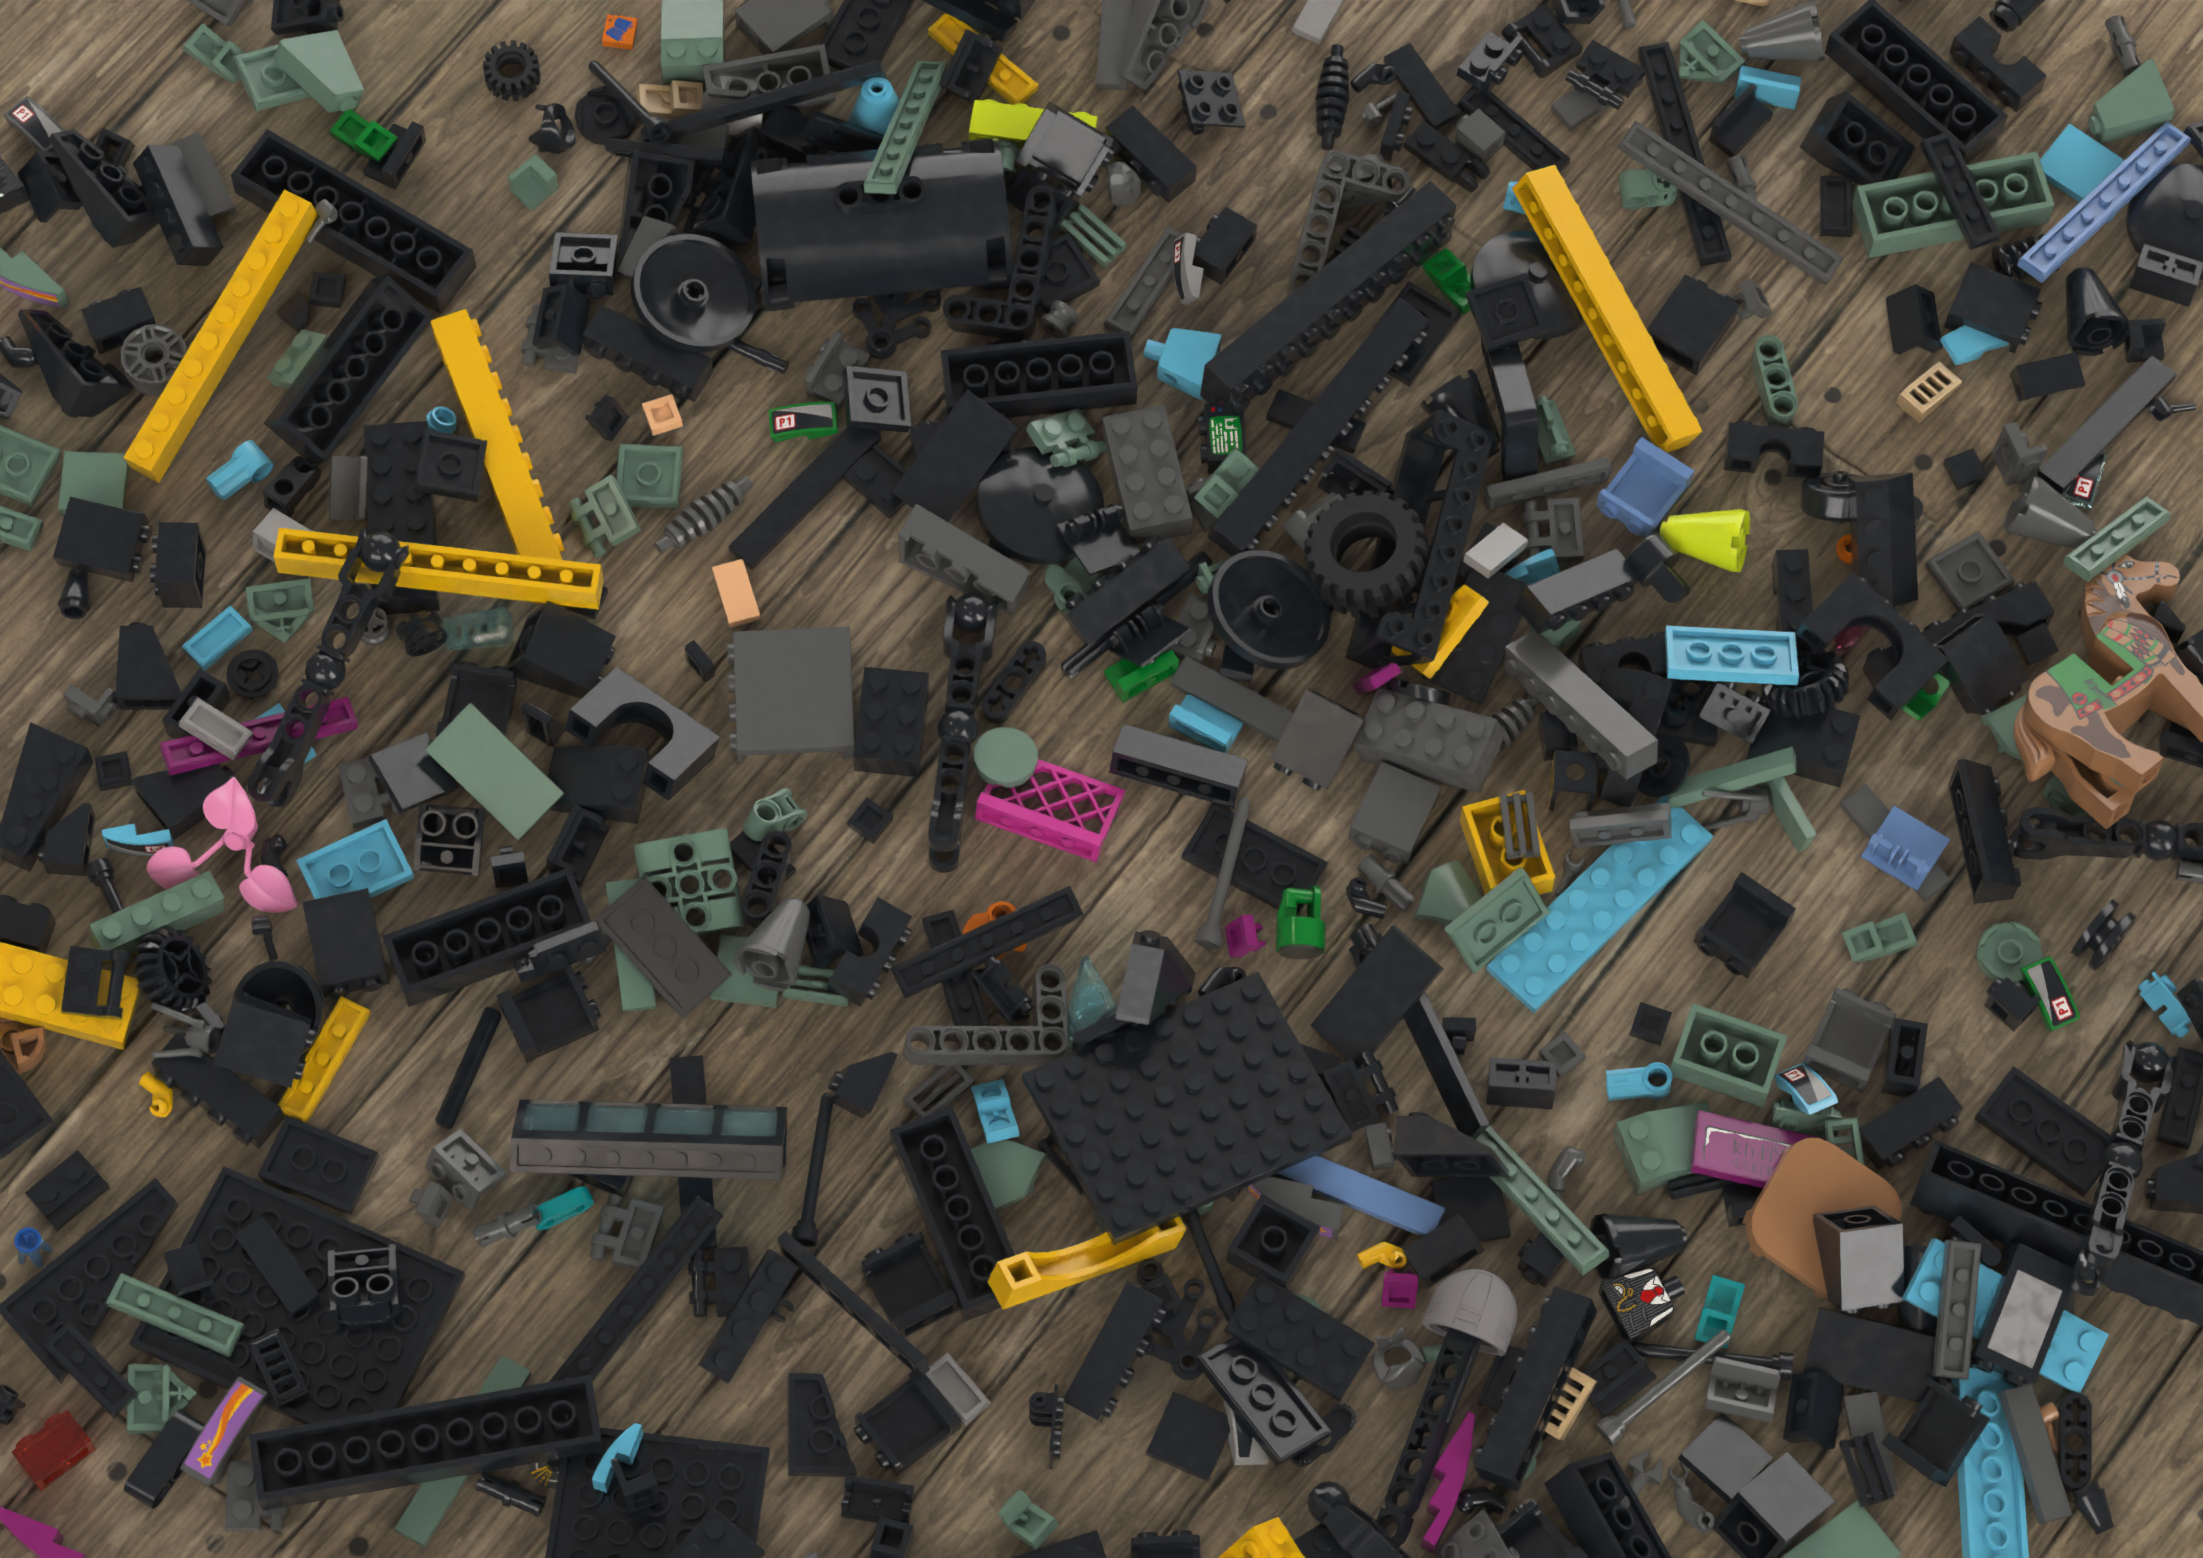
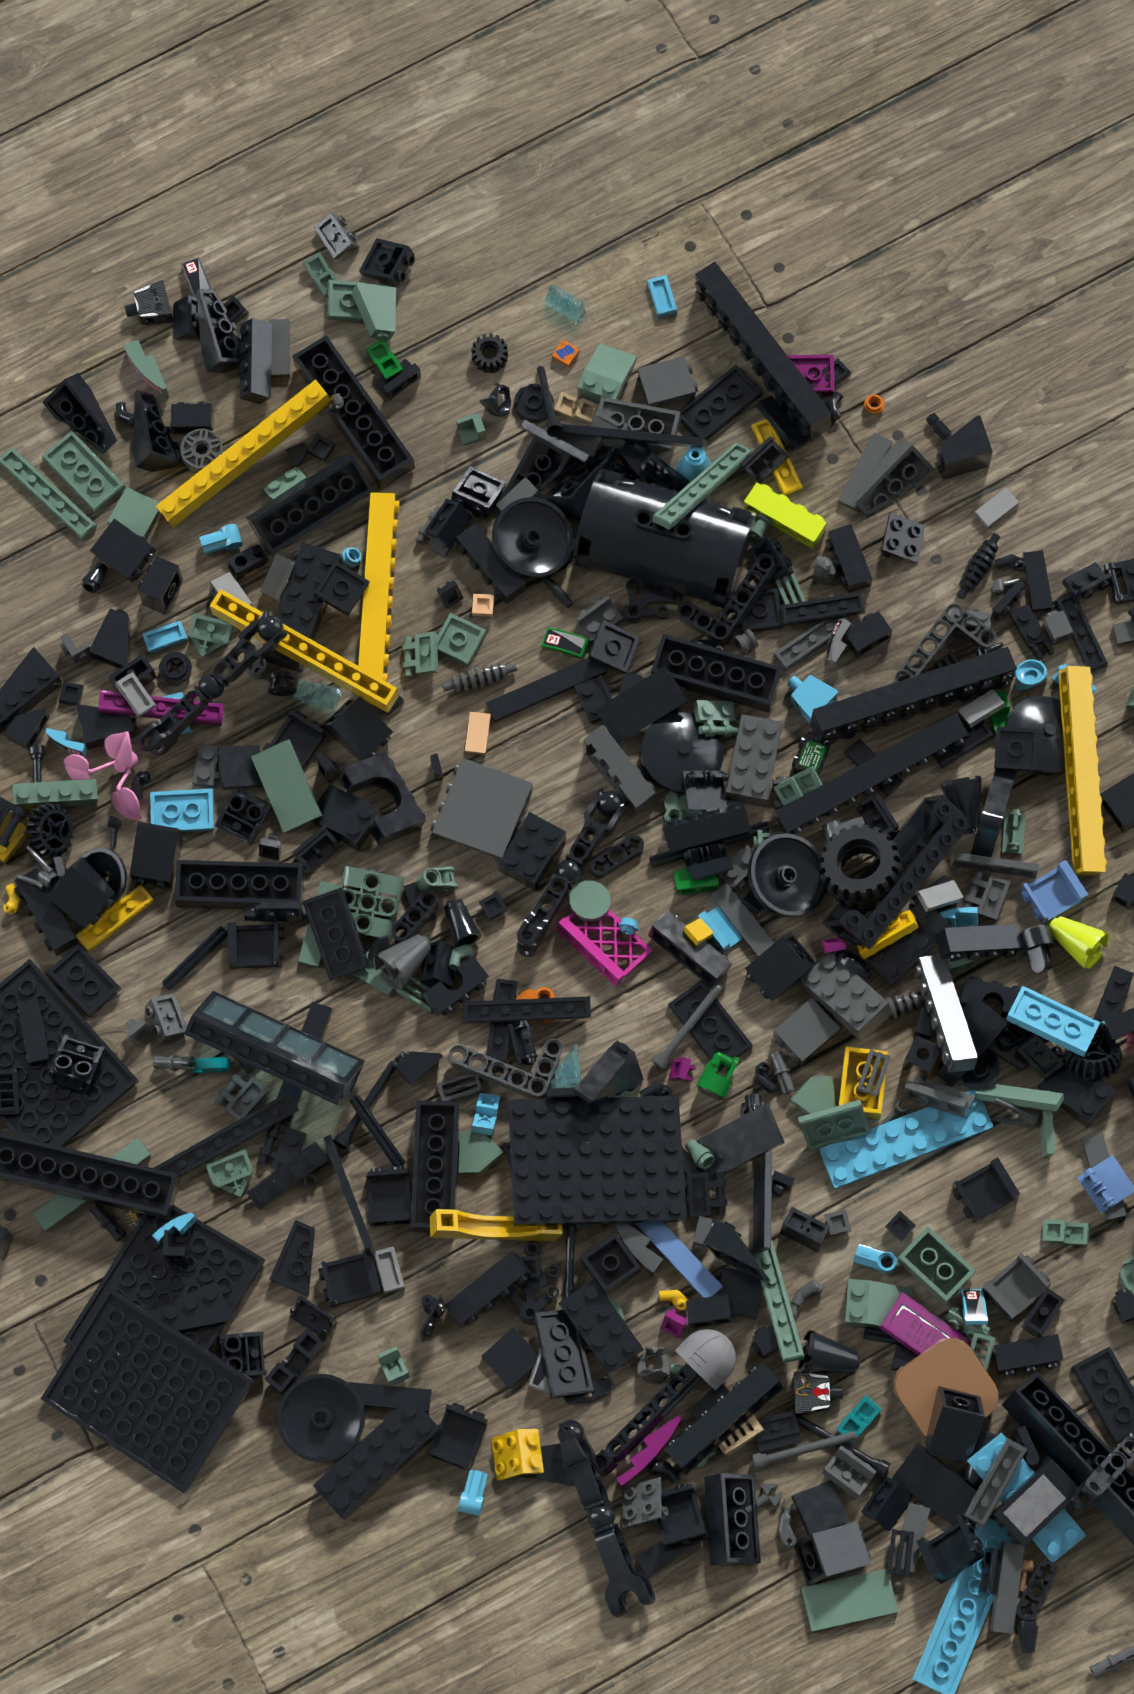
camera: 30 degrees right, 5 degrees up
(661, 1347) = (231, 1172): none -> sand green slope
(732, 940) = (378, 946): none -> black tile
(836, 862) = (461, 923): none -> black plant
(849, 1199) = (377, 1131): none -> black axle
(852, 904) = (459, 953): none -> sand green arm
(1066, 149) = (797, 536): panel -> none
(1077, 768) = (628, 926): none -> medium azure plate
(1145, 235) = (822, 609): none -> black tile
(1181, 735) = (698, 931): none -> yellow tile
(1327, 1040) = (701, 1156): none -> sand green cone
(1429, 281) = (981, 708): none -> light grey tile
(1473, 213) = (1030, 674): none -> medium azure piece
(2002, 1439) = (989, 1570): none -> black slope

